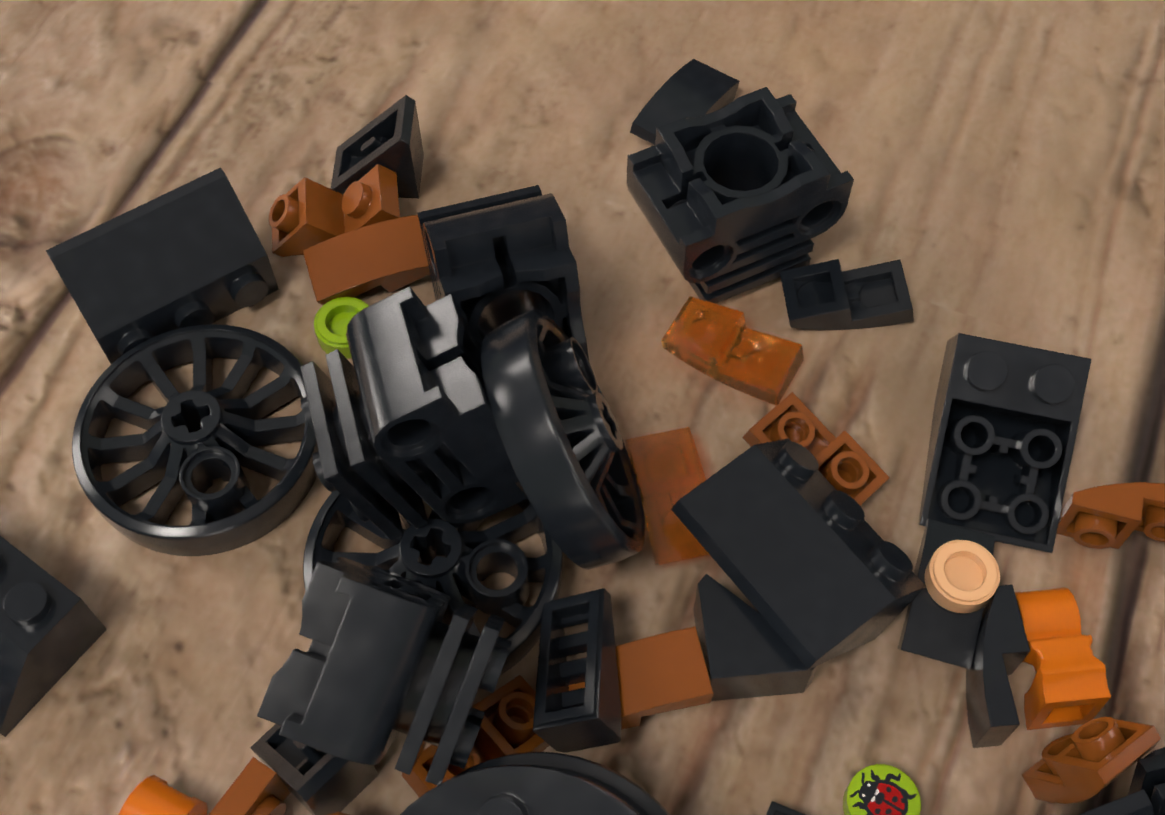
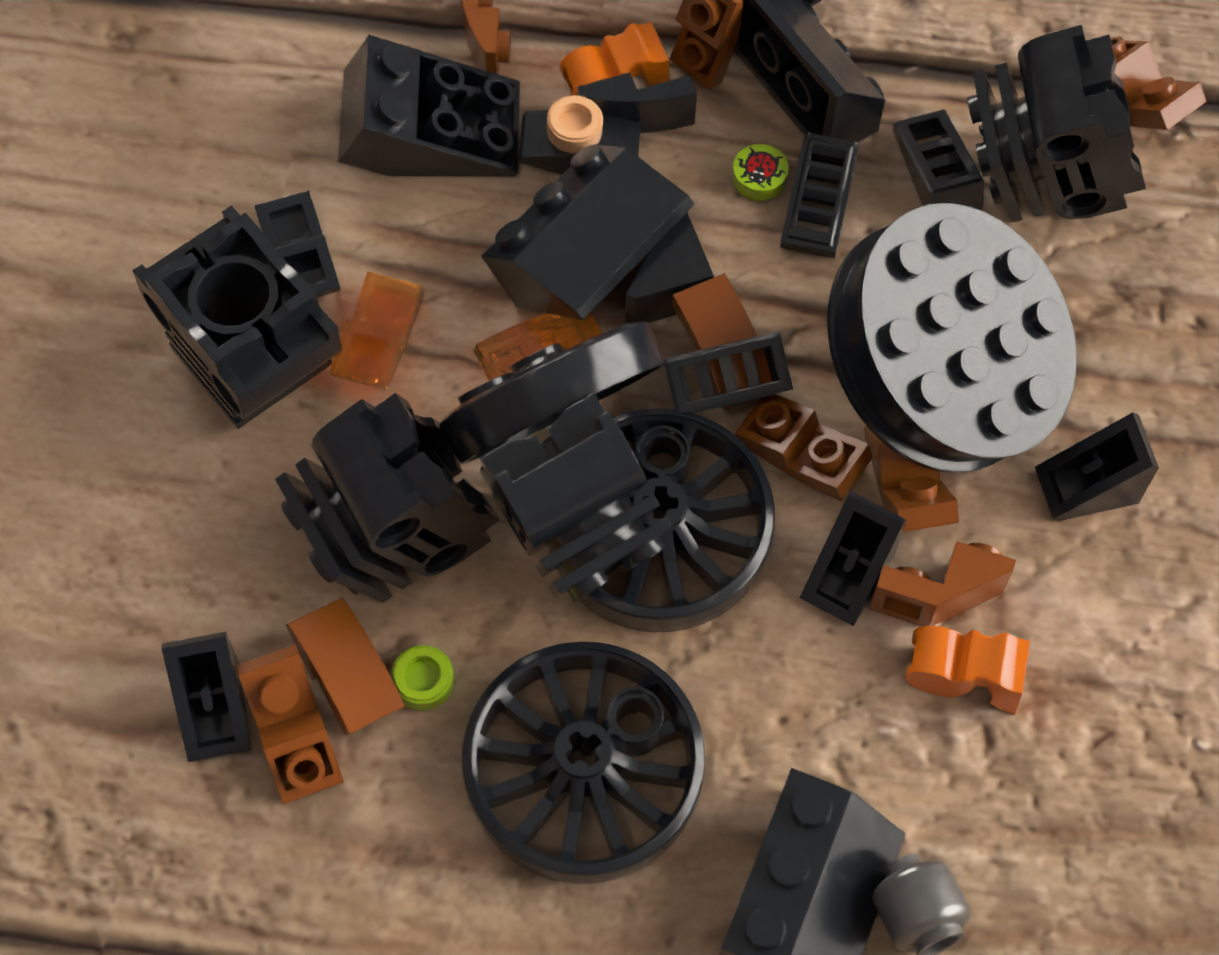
camera: 105 degrees left, 5 degrees up
(166, 265) = (420, 842): black slope -> none
(384, 669) = (799, 464): black piece -> none
(687, 93) = (86, 418): black slope -> none
(839, 457) = (458, 271): dark orange slope -> none

